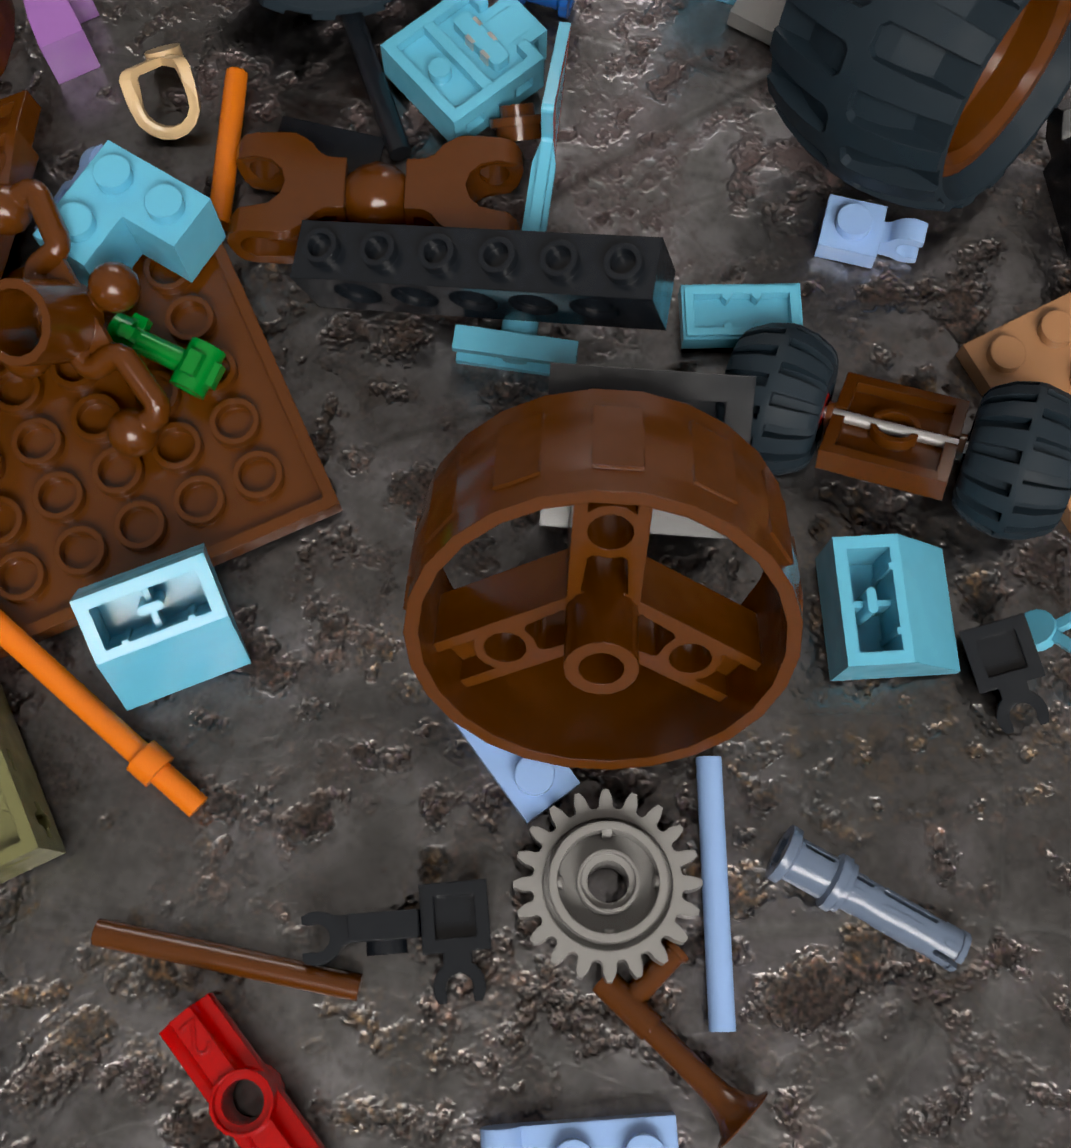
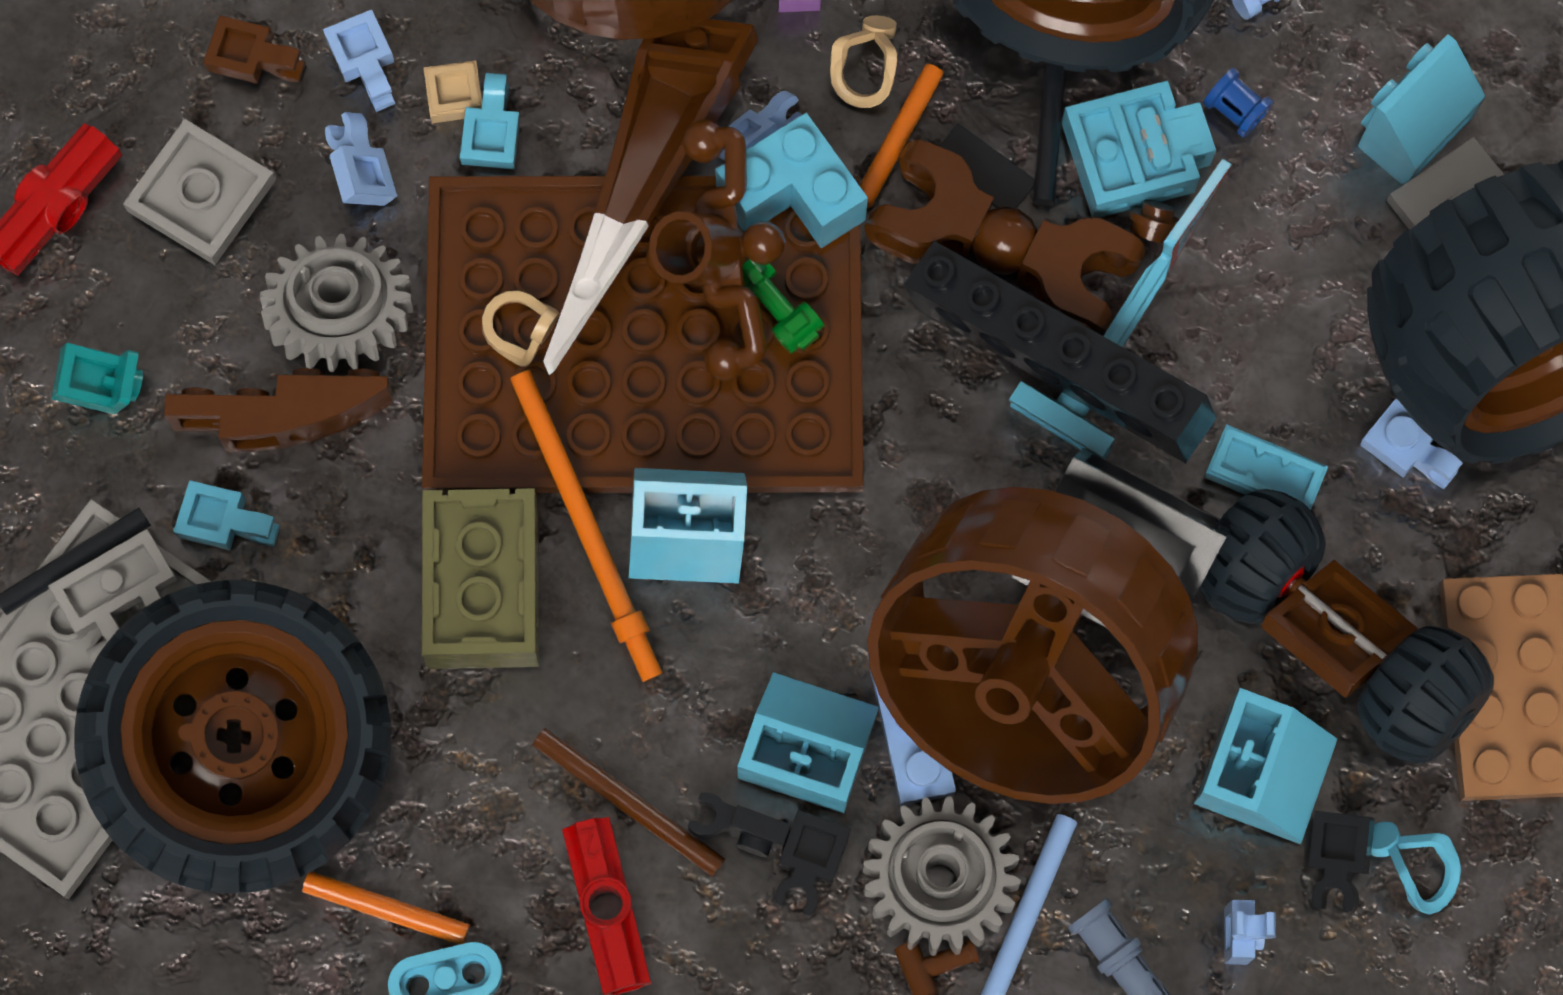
camera: 25 degrees right, 0 degrees up
(394, 803) = (807, 742): none -> medium azure slope
(955, 794) = (1245, 931): none -> light blue plate

